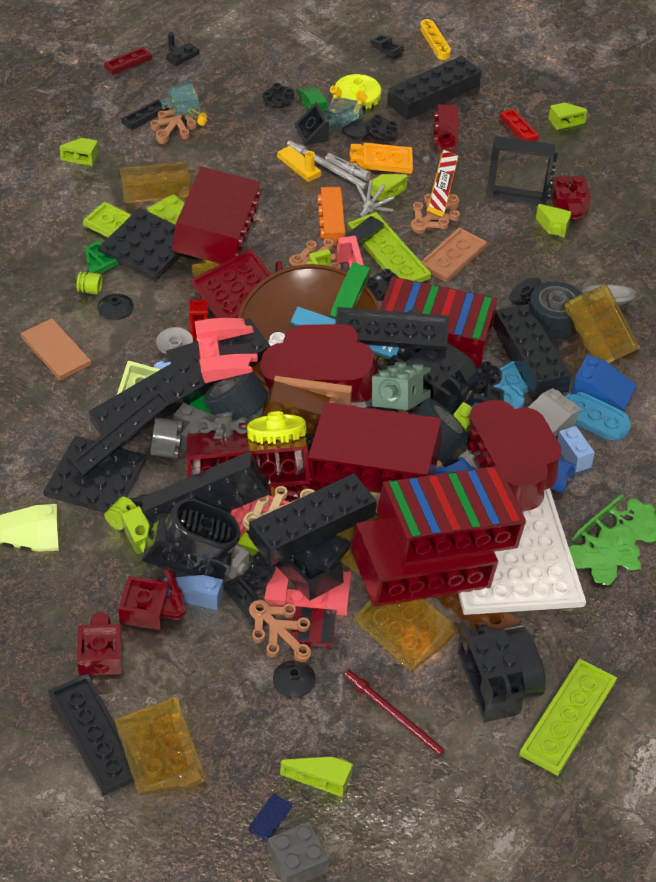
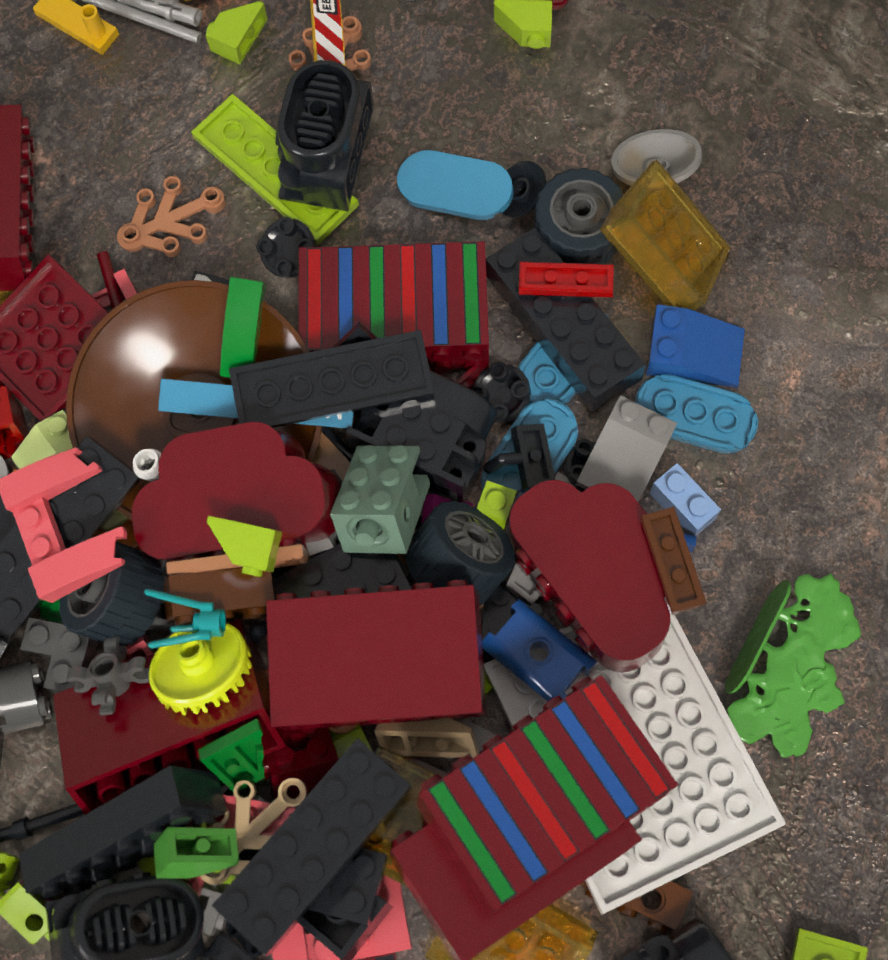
camera: 10 degrees left, 25 degrees up
(245, 502) = (194, 851): none -> bright green slope
(284, 470) = (236, 756): none -> green wing
(289, 406) = (205, 625): none -> teal plant
(321, 257) = (165, 236): lime bracket -> none
(324, 372) = (247, 544): none -> lime slope
(332, 213) = (162, 123): orange brick -> none
(348, 251) = (212, 203): coral panel -> none
(366, 230) = (220, 154): black tile -> none
(370, 205) = (217, 81): light grey plant -> none
(422, 232) = (322, 134): none -> black brick
(453, 254) = (389, 139): nougat tile -> none
(489, 280) = (455, 184): none -> dark azure tile
(538, 326) = (566, 279): none -> red tile
(556, 445) = (673, 560): none -> reddish brown plate

